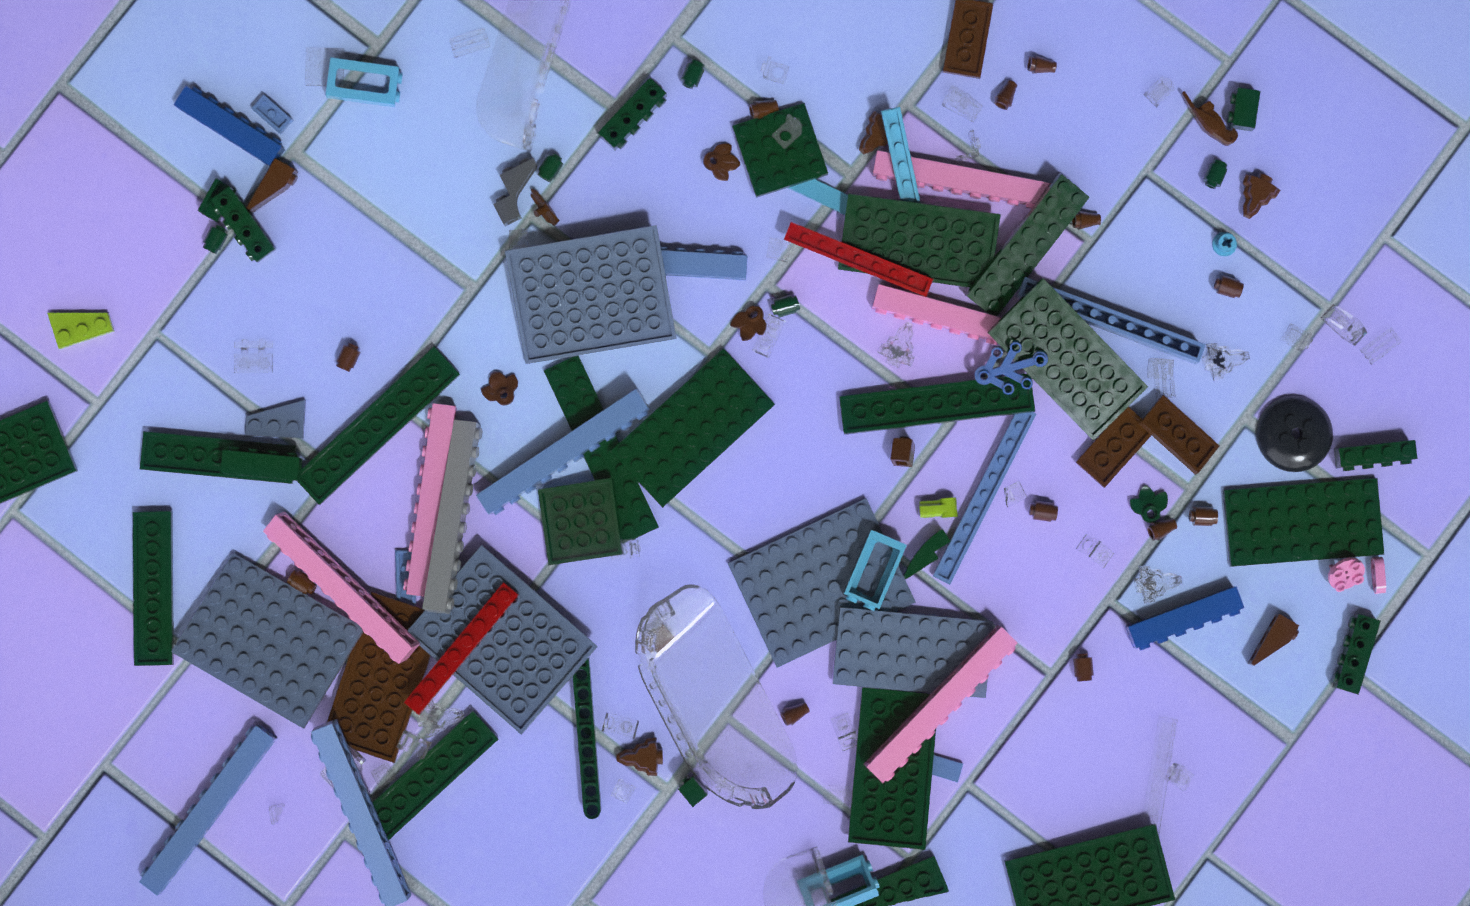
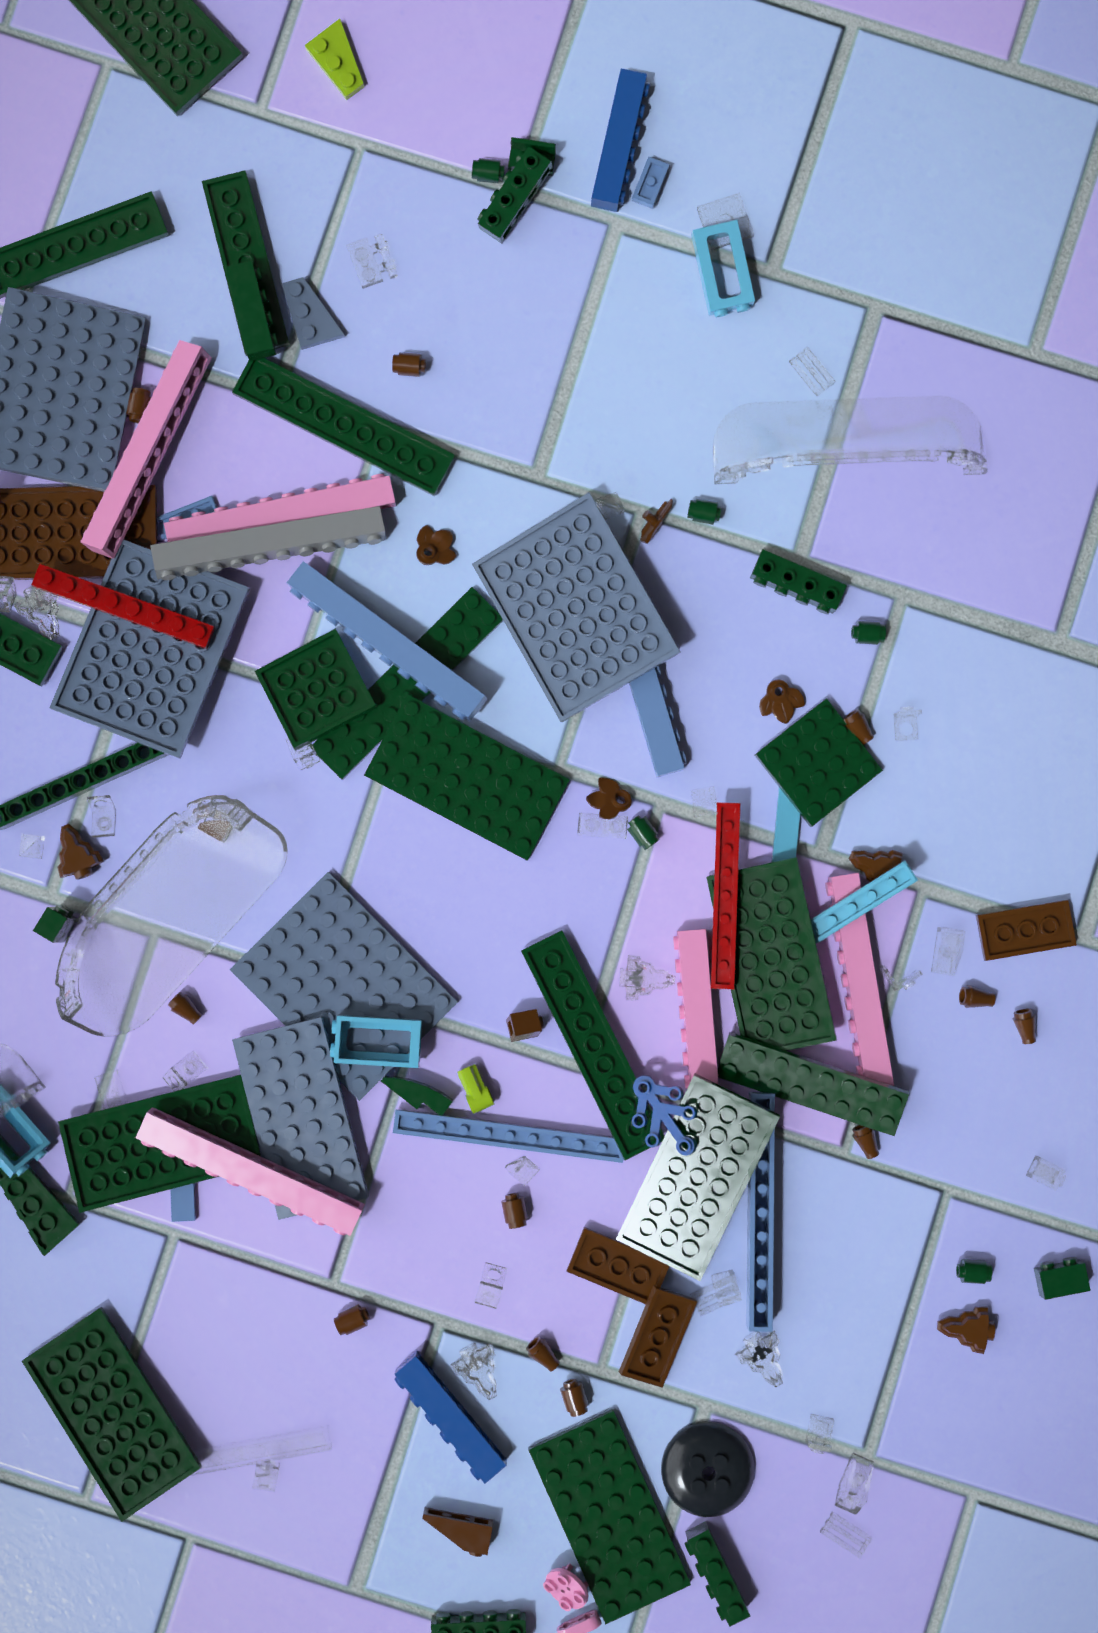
camera: 65 degrees right, 0 degrees up
(275, 182) = (575, 213): reddish brown slope -> none
(514, 181) = (673, 478): dark grey arch -> none
(791, 125) = (850, 766): clear bracket -> none
(1149, 501) = (569, 1326): dark green plate -> none
(1211, 122) = (1032, 1245): reddish brown animal -> none
(1224, 244) = (897, 1310): medium azure piece -> none
(1228, 286) = (849, 1333): brick -> none

